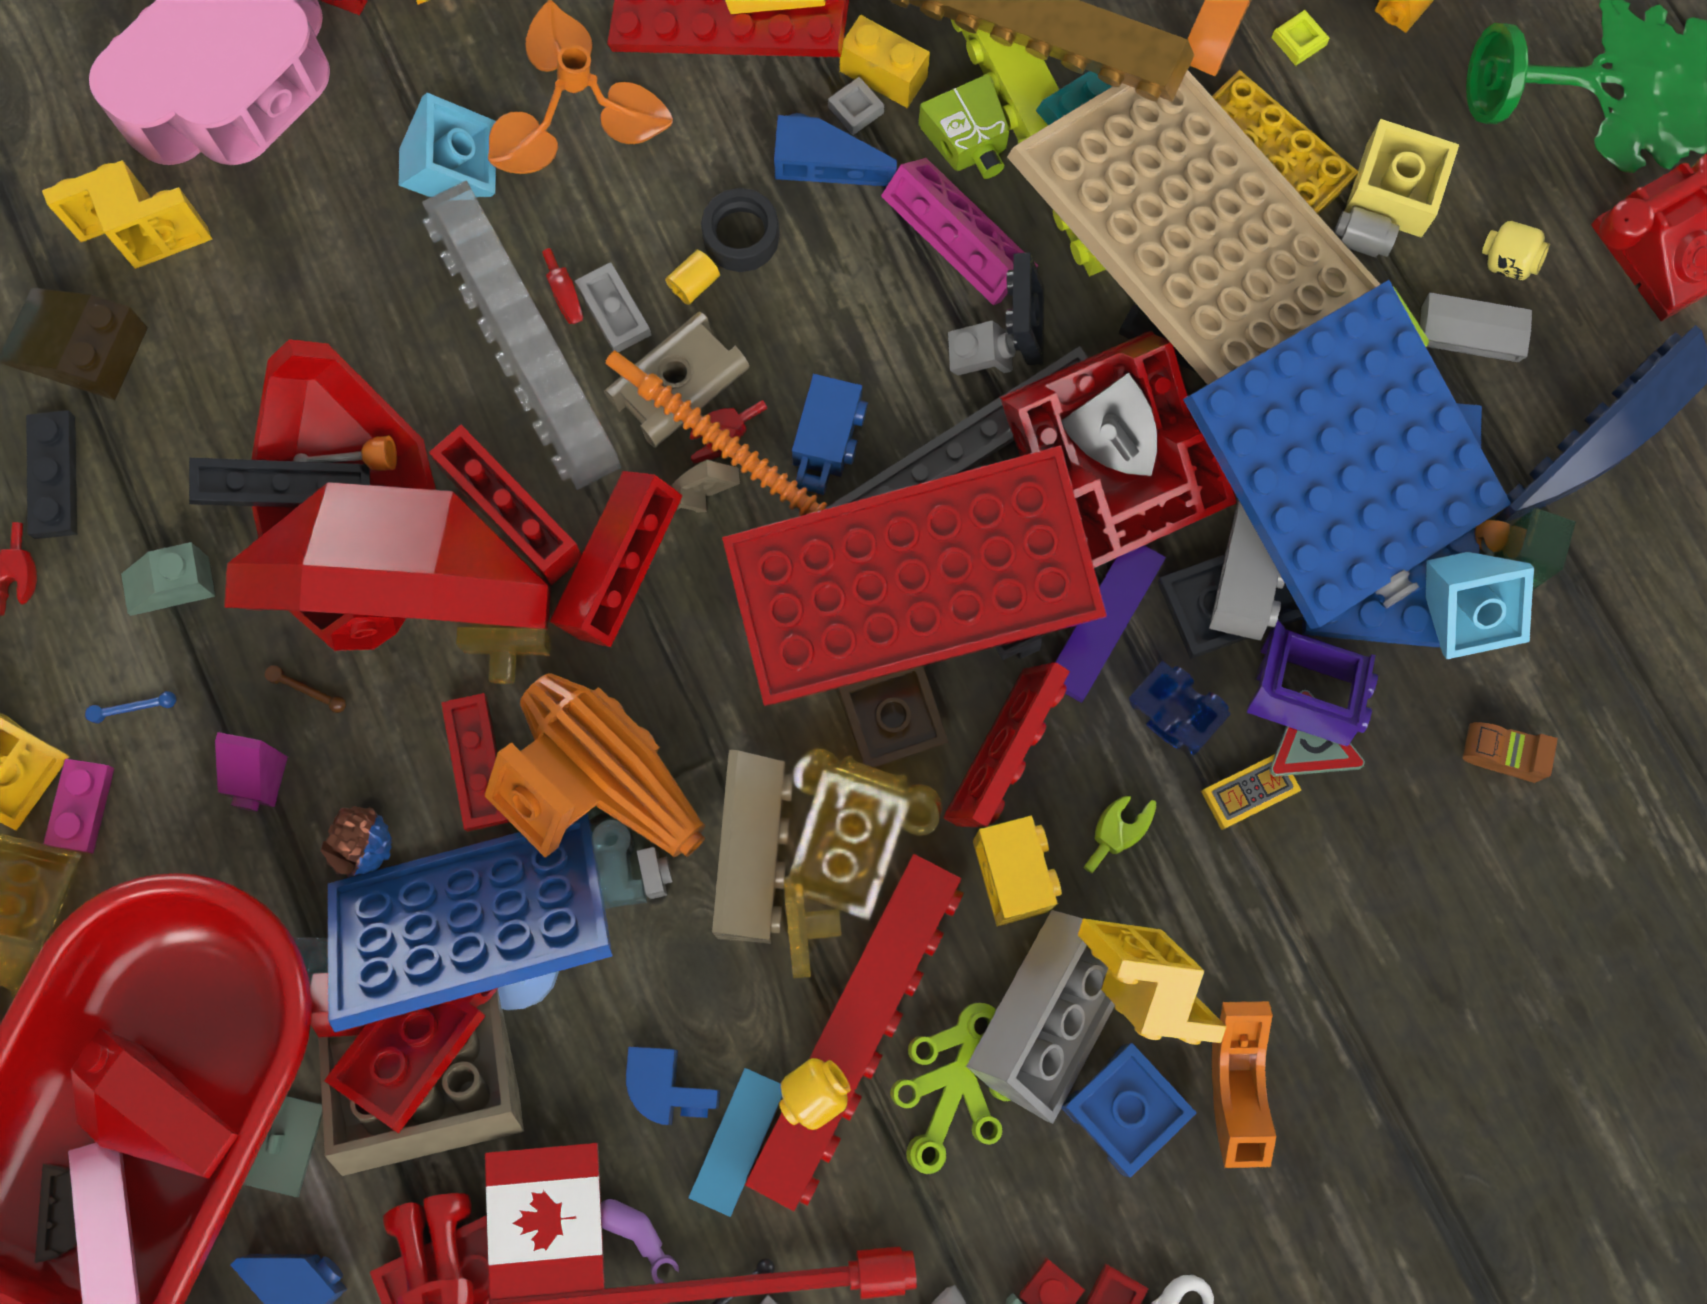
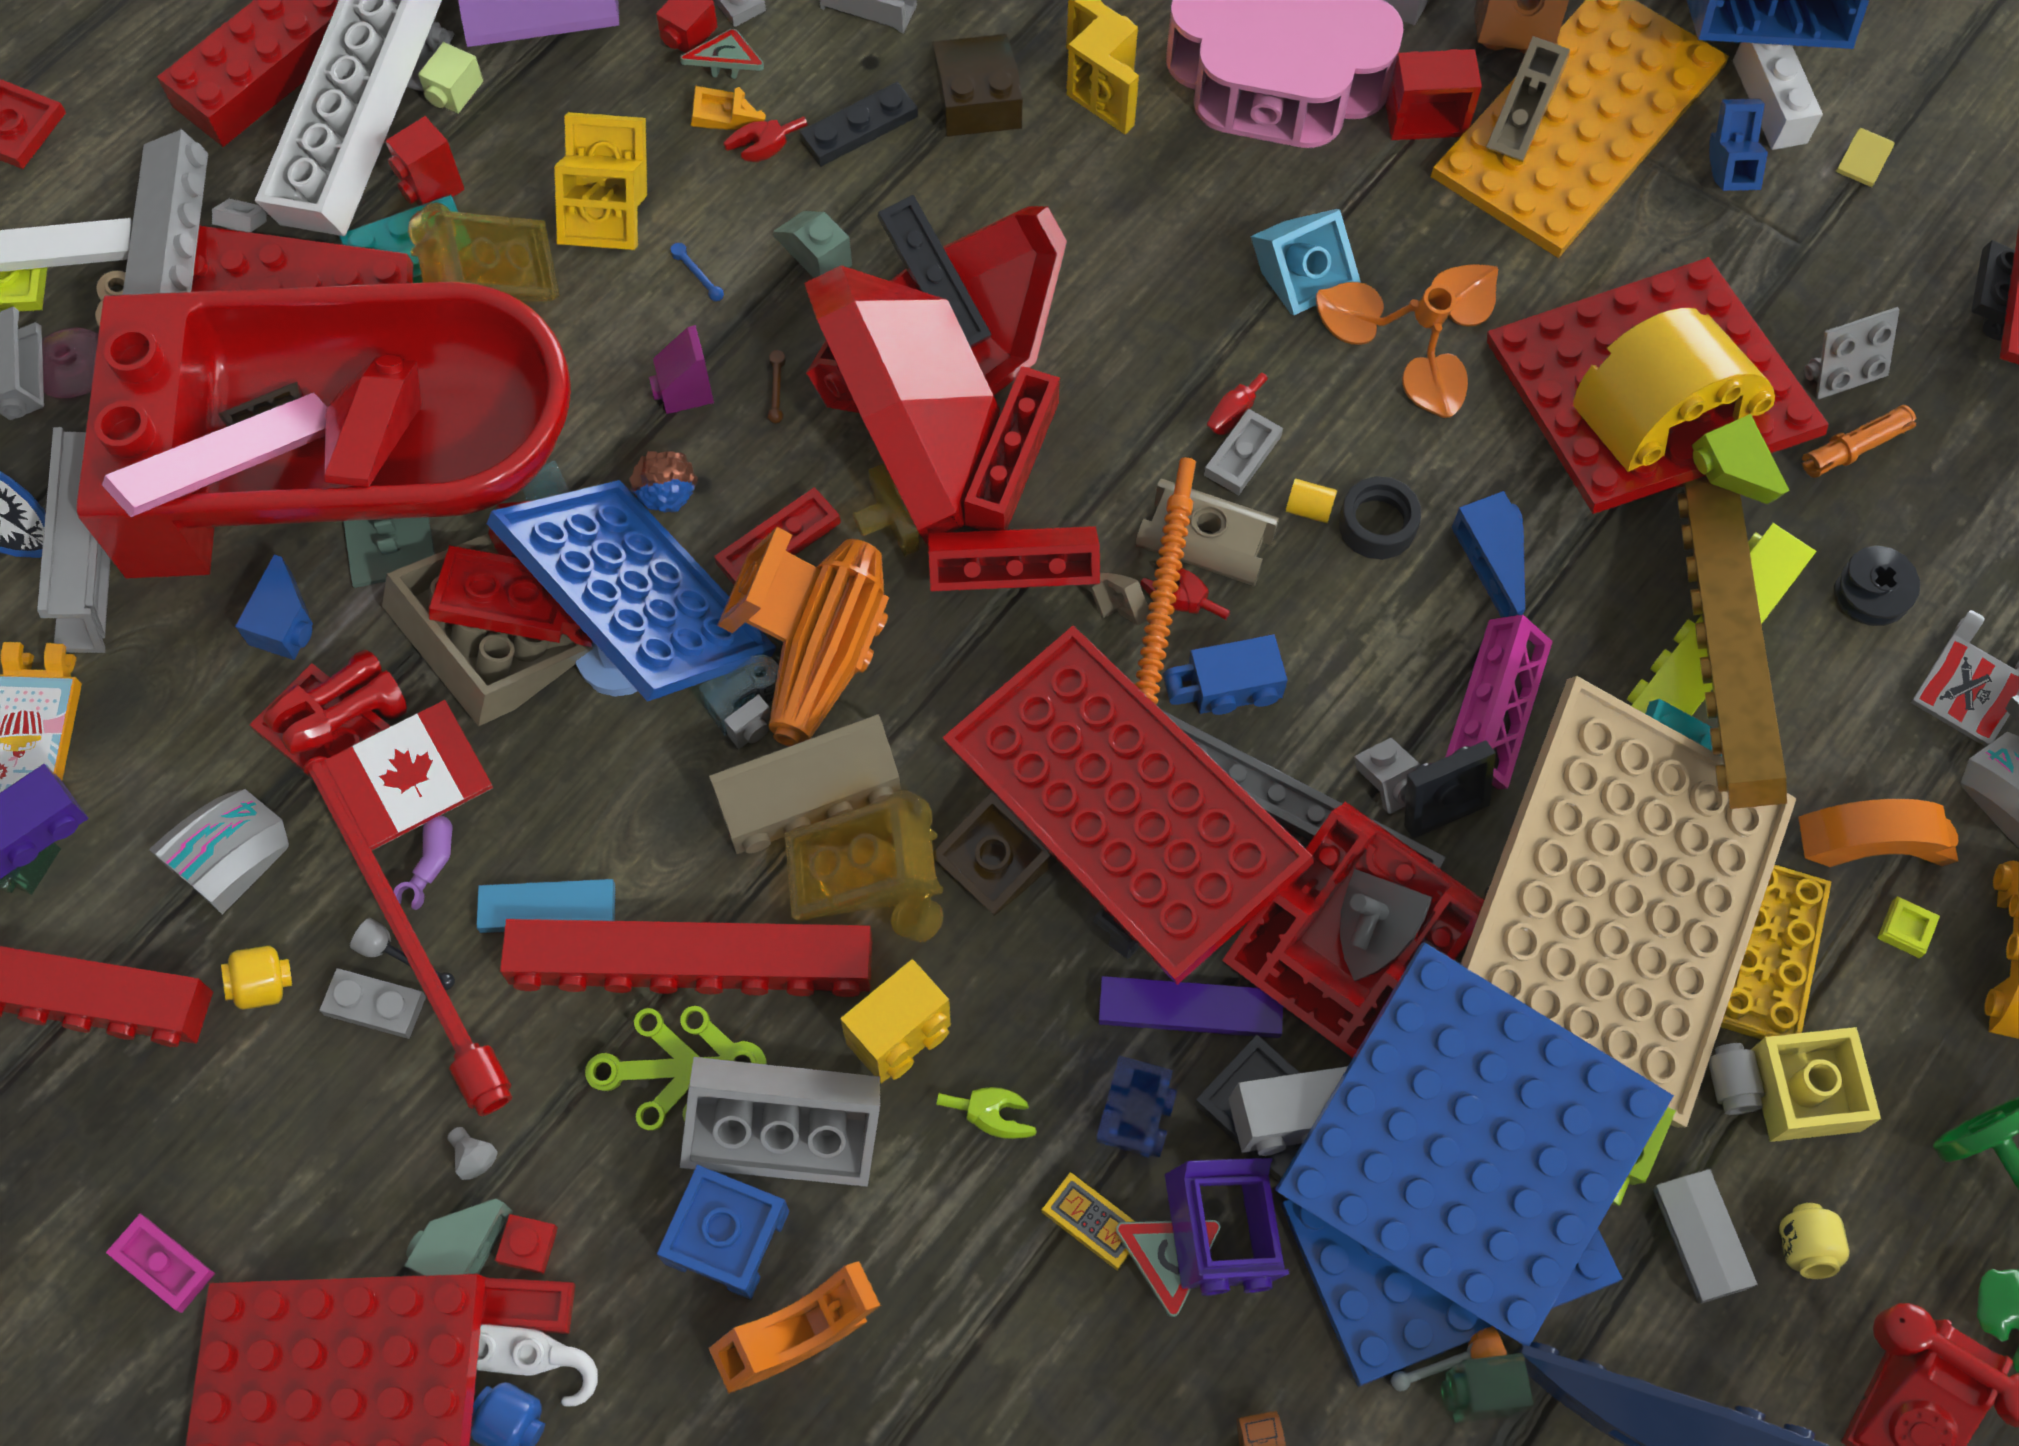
camera: 65 degrees right, 10 degrees down
(79, 806) = (598, 276): dark pink plate -> none
(376, 453) = (1002, 333): orange hinge -> none
(522, 336) = (1172, 394): clear brick -> none
(653, 1089) = (559, 813): blue brick -> none
(805, 925) = (757, 861): clear yellow tile -> none
(814, 1093) = (608, 932): yellow head -> none
(855, 105) = (1562, 557): light grey plate -> none
(884, 61) = (1620, 558): yellow brick -> none
(967, 126) = (1609, 653): lime torso -> none
(1003, 751) = (993, 962): red plate -> none
(1152, 982) = (846, 1184): yellow bracket -> none
(1397, 588) = (1368, 1264): light grey bush -> none
(1479, 602) = (1398, 1354): medium azure slope -> none

